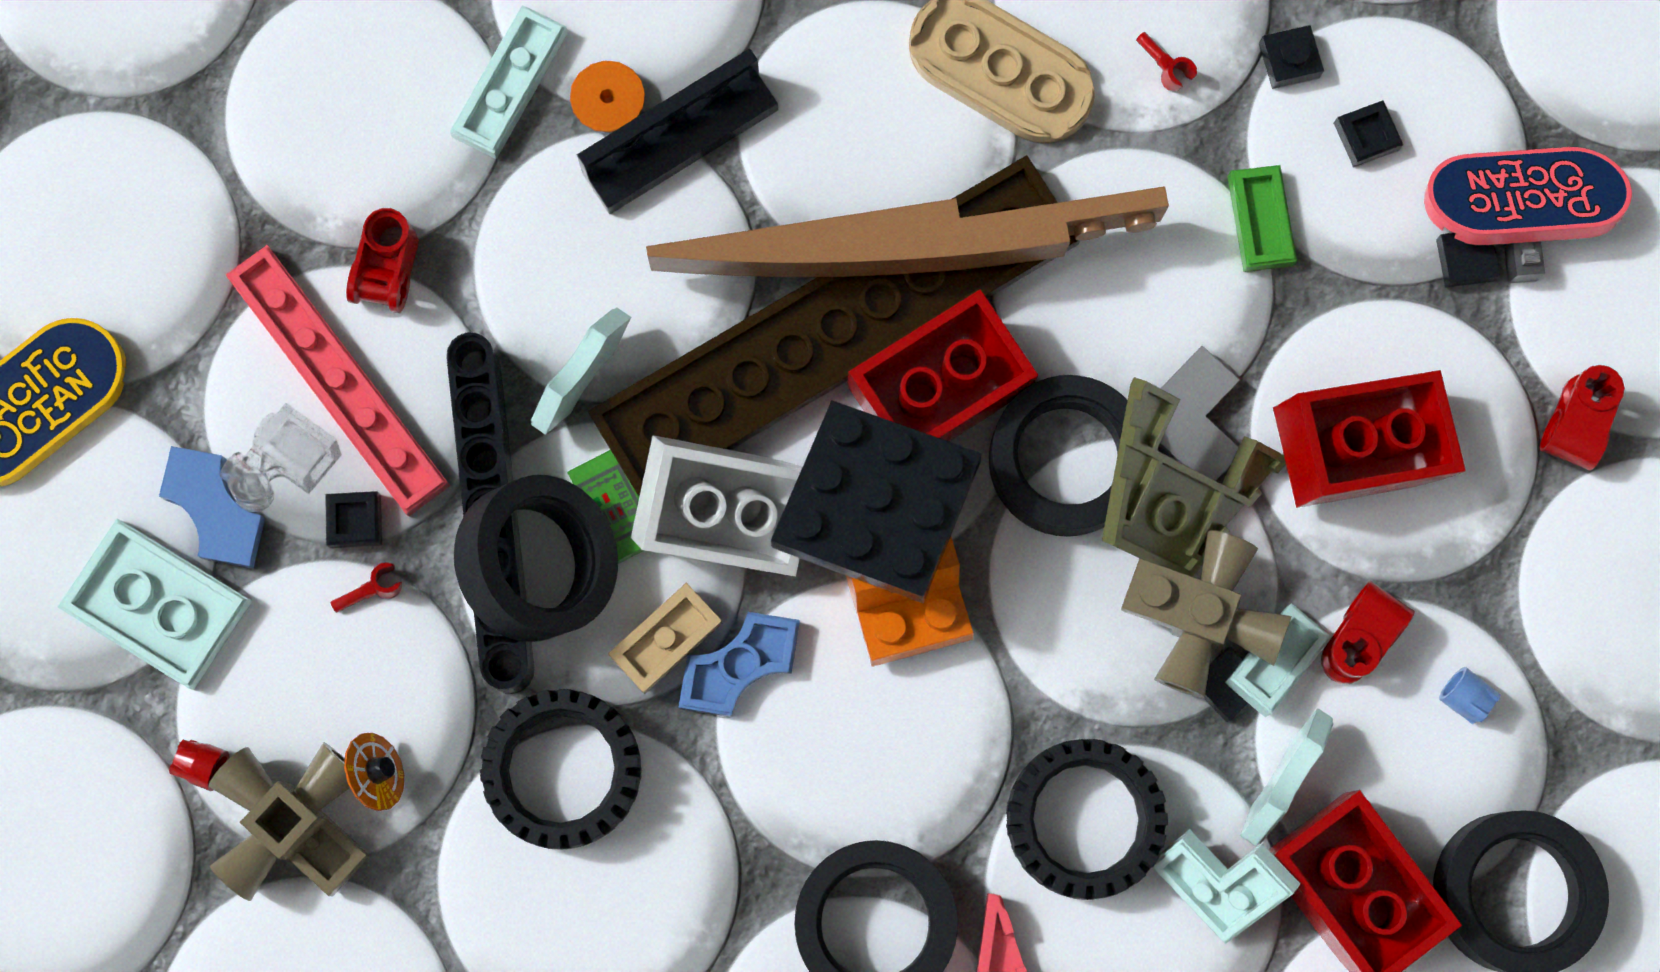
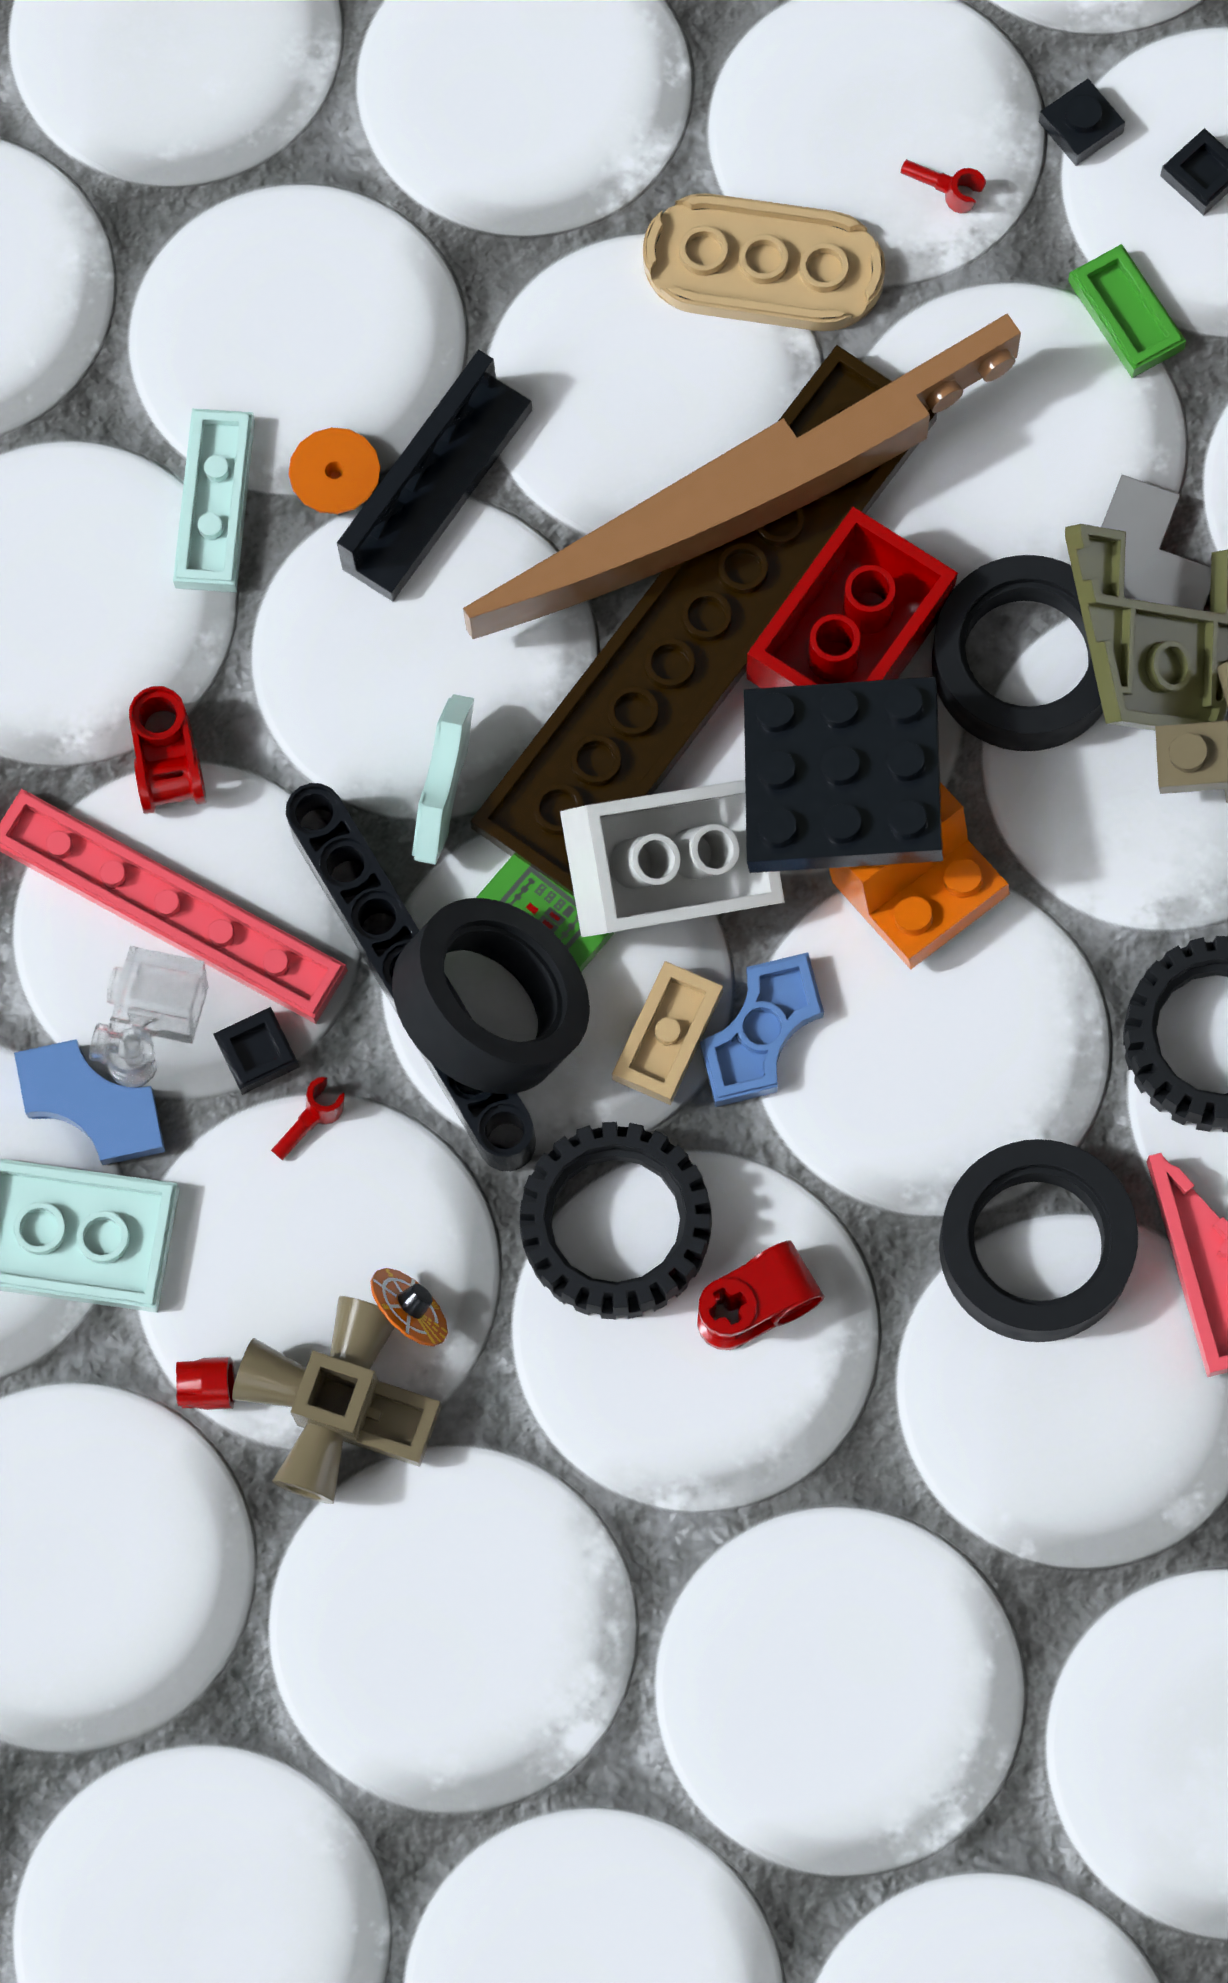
camera: 15 degrees left, 5 degrees down
(653, 874) = (768, 1292): none -> red piece

